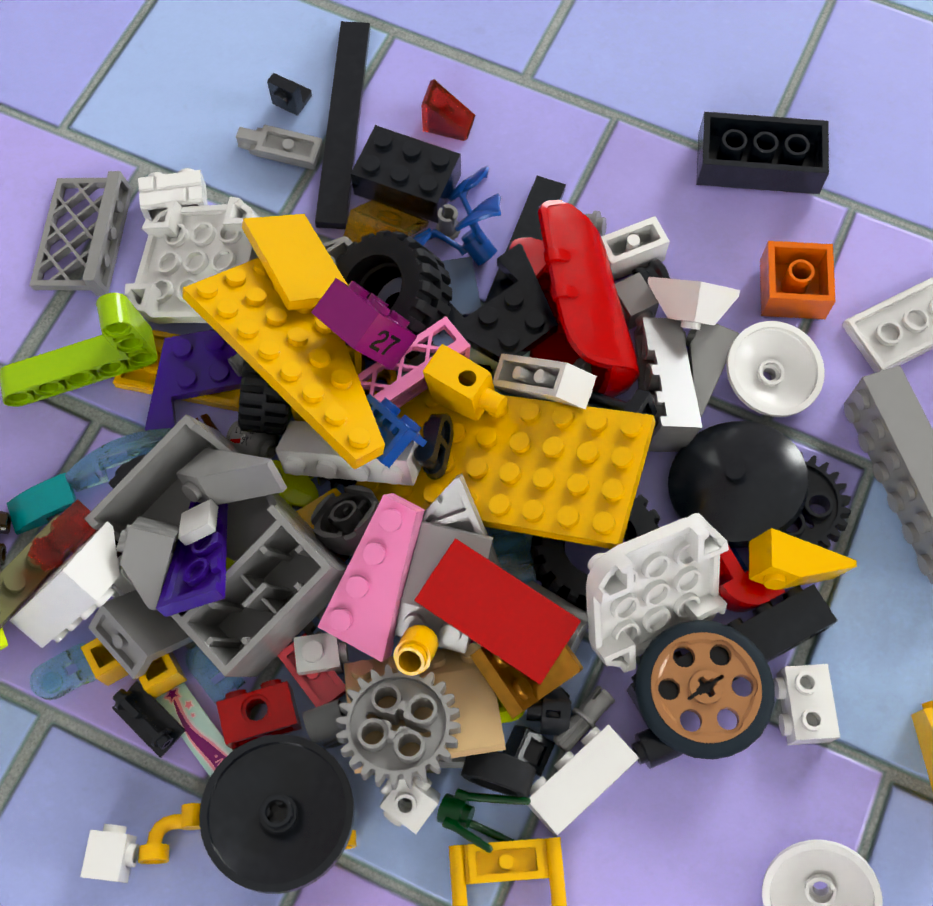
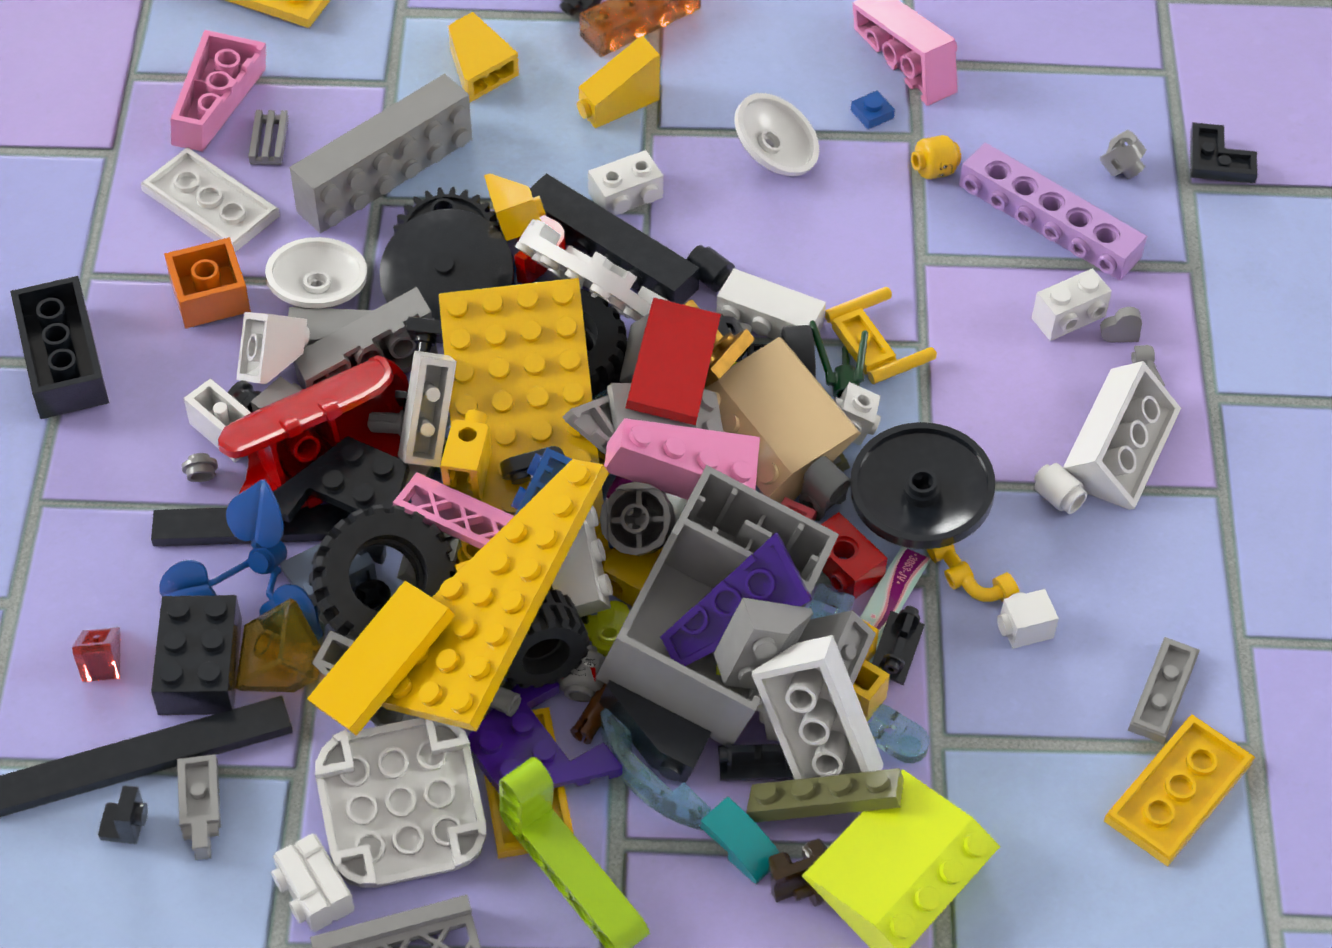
camera: 115 degrees left, 15 degrees down
(67, 533) = (762, 757): clear red brick -> none
(198, 522) = (708, 617): white tile -> none
(229, 477) = (652, 606): light grey slope -> none
(365, 322) = (448, 532): magenta brick -> none
(385, 757) = (840, 399): light grey gear -> none
(415, 650) = (739, 407): yellow brick -> none
(448, 221) = (248, 594): light grey pin -> none
(663, 715) = (655, 204): wedge -> none

